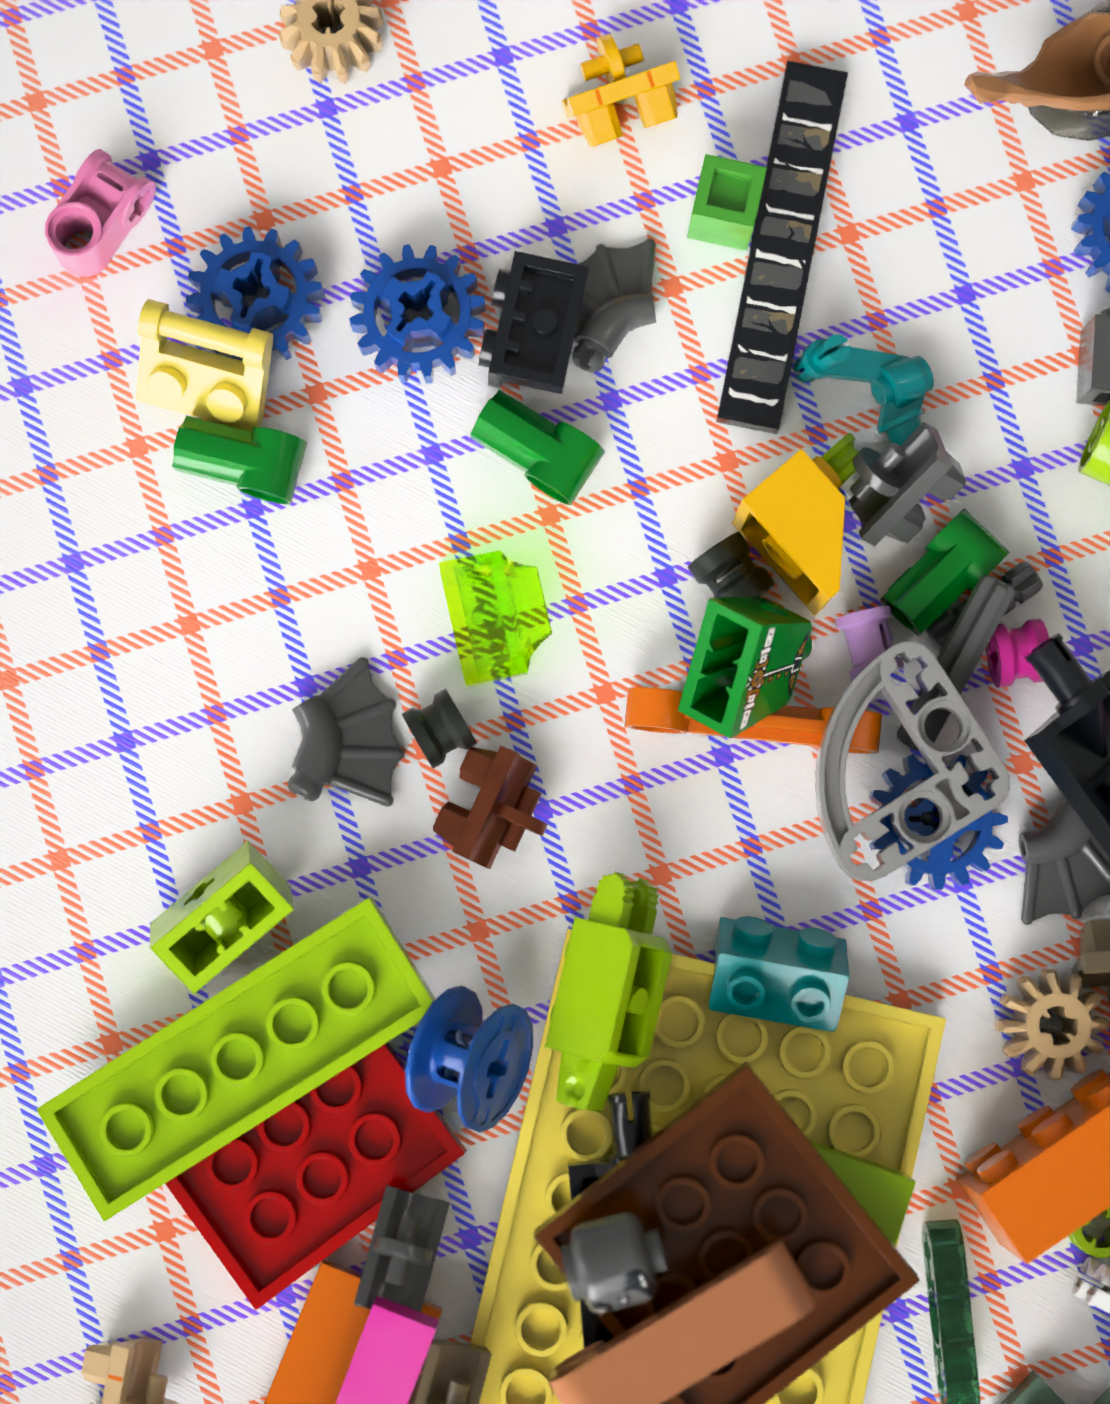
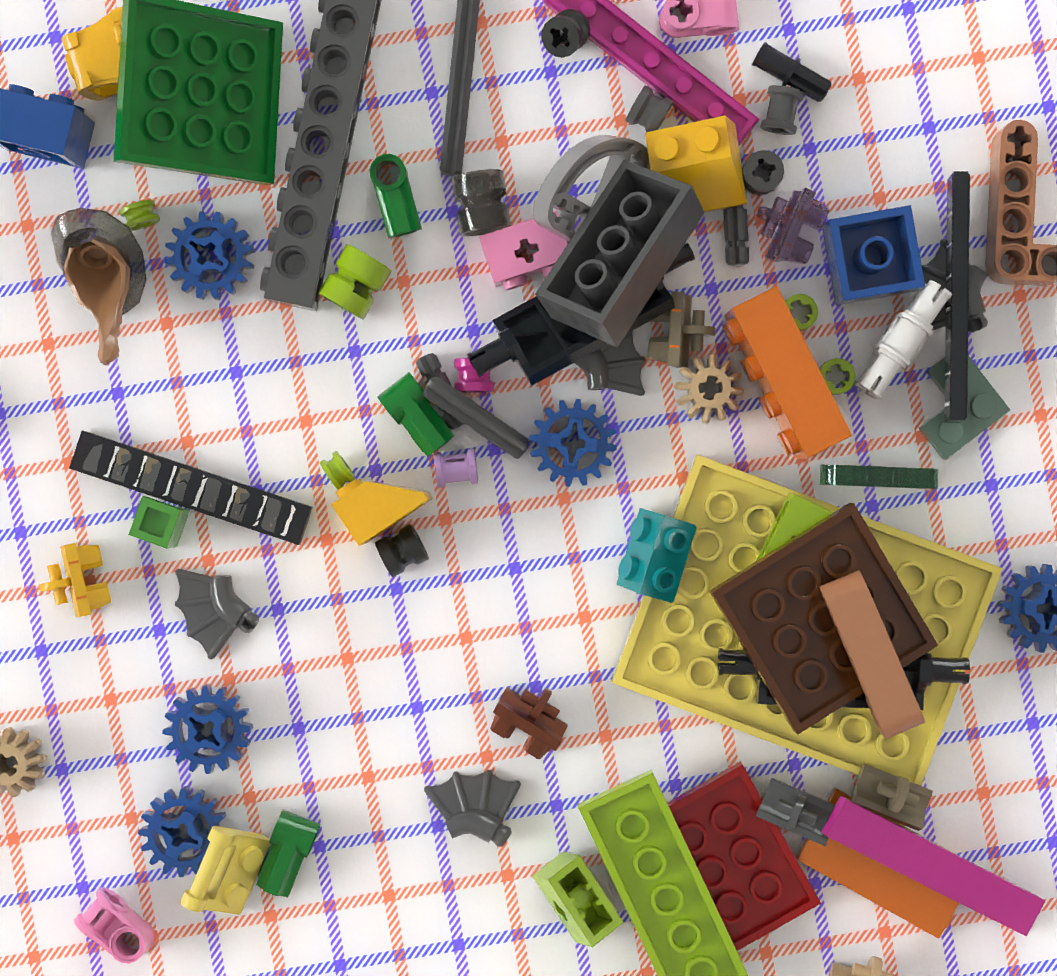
camera: 80 degrees left, 5 degrees up
(439, 728) = (476, 747): pearl dark grey wheel -> none
(469, 1058) = (684, 756): blue piece -> none
(494, 615) = (408, 704): clear neon green slope -> none
(536, 322) = (223, 655): black bracket -> none
(551, 455) = (308, 655): green piece -> none
(608, 991) = (654, 665): lime hinge -> none
(613, 1262) = (819, 691): dark grey head -> none
(658, 712) = (496, 549): orange piece -> none
(744, 663) = (459, 553): green torso -> none
(895, 380) = (293, 427): teal pin -> none
(897, 480) = (355, 440): dark grey hips -> none
(941, 788) = (554, 442): light grey beam -> none

